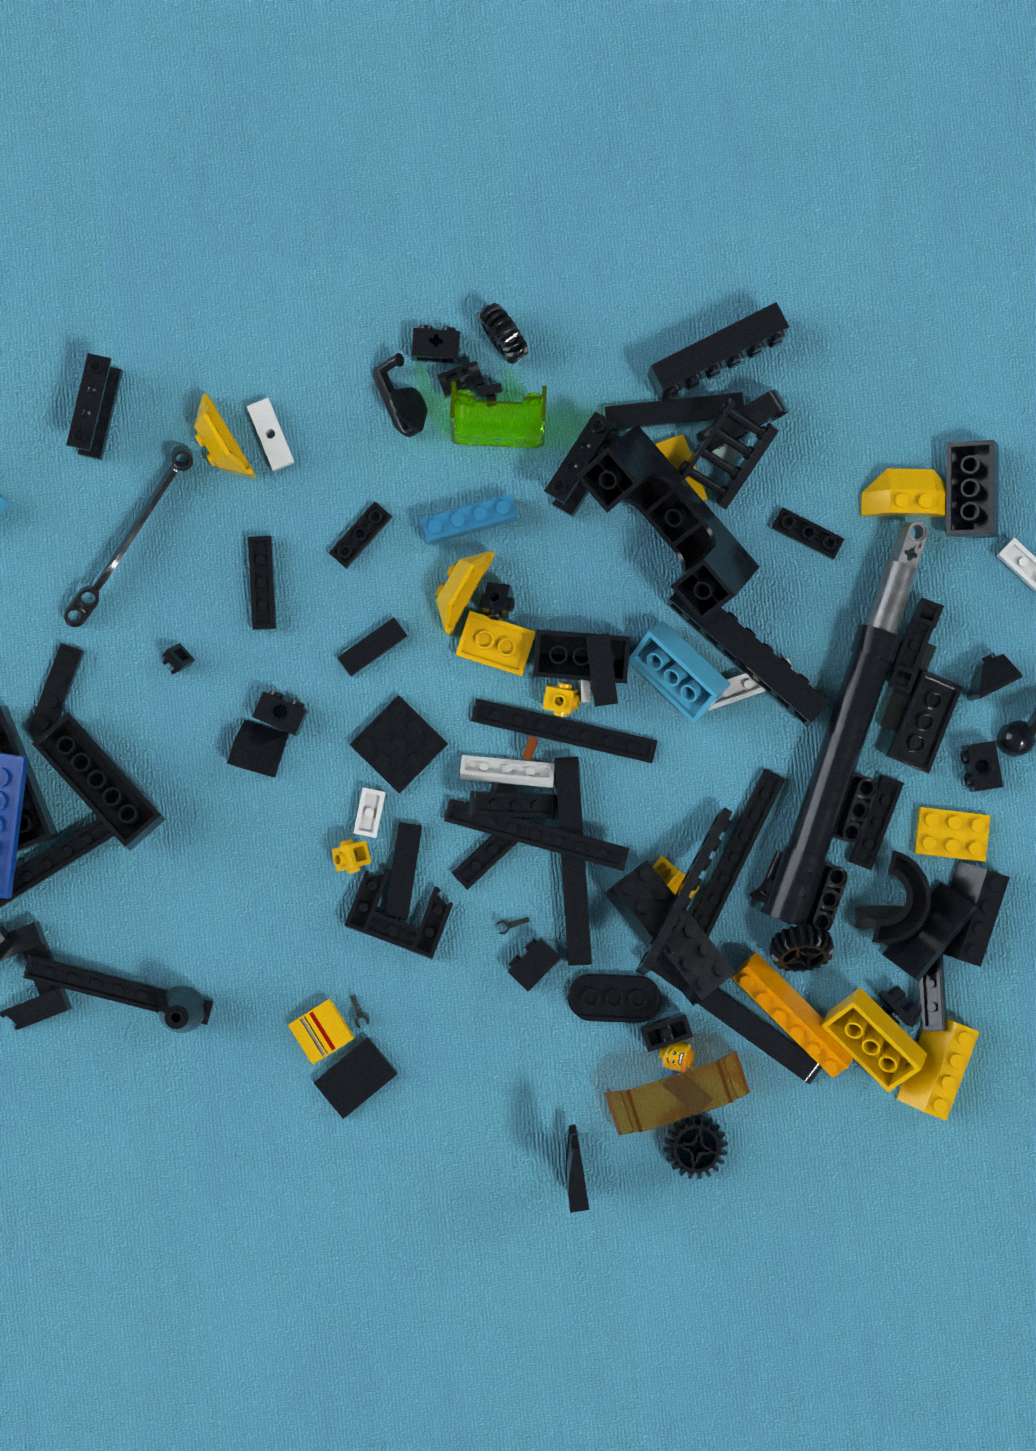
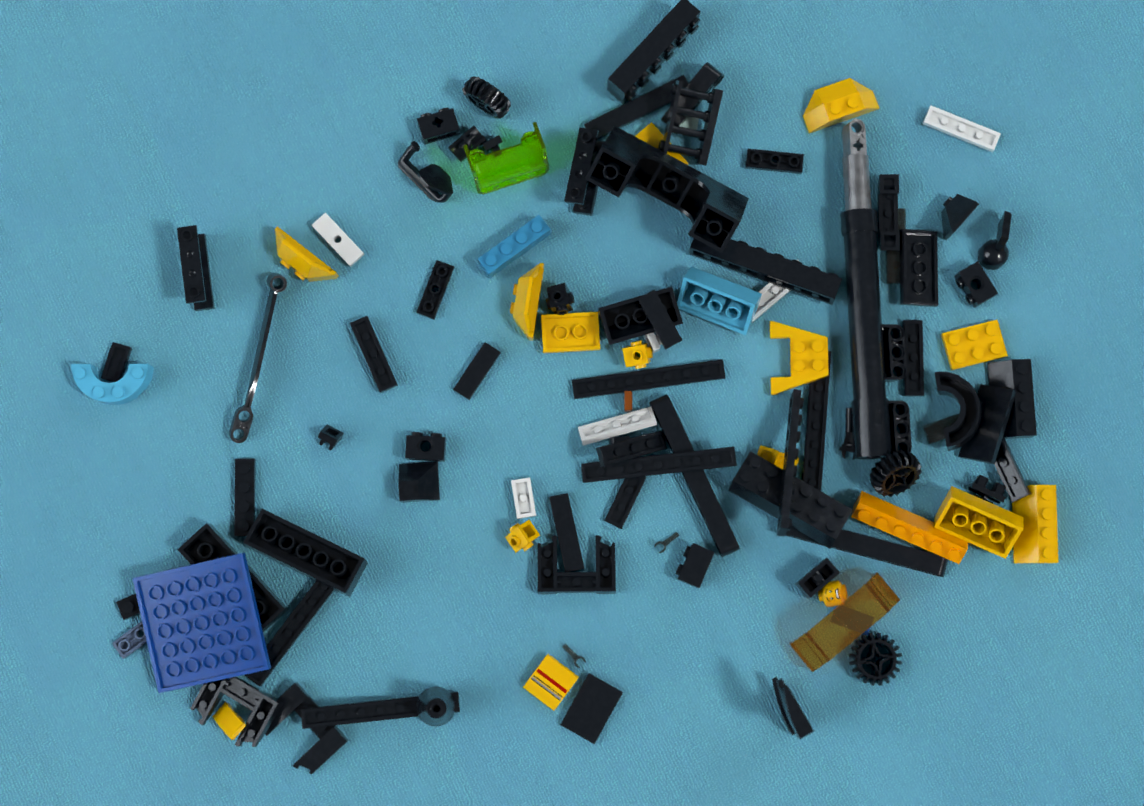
camera: 20 degrees left, 5 degrees down
(398, 744) = (525, 437): black plate -> none
(614, 998) = (767, 569): black tile -> none
(754, 777) = (807, 357): none -> yellow wing
(972, 489) = (885, 81): black slope -> none

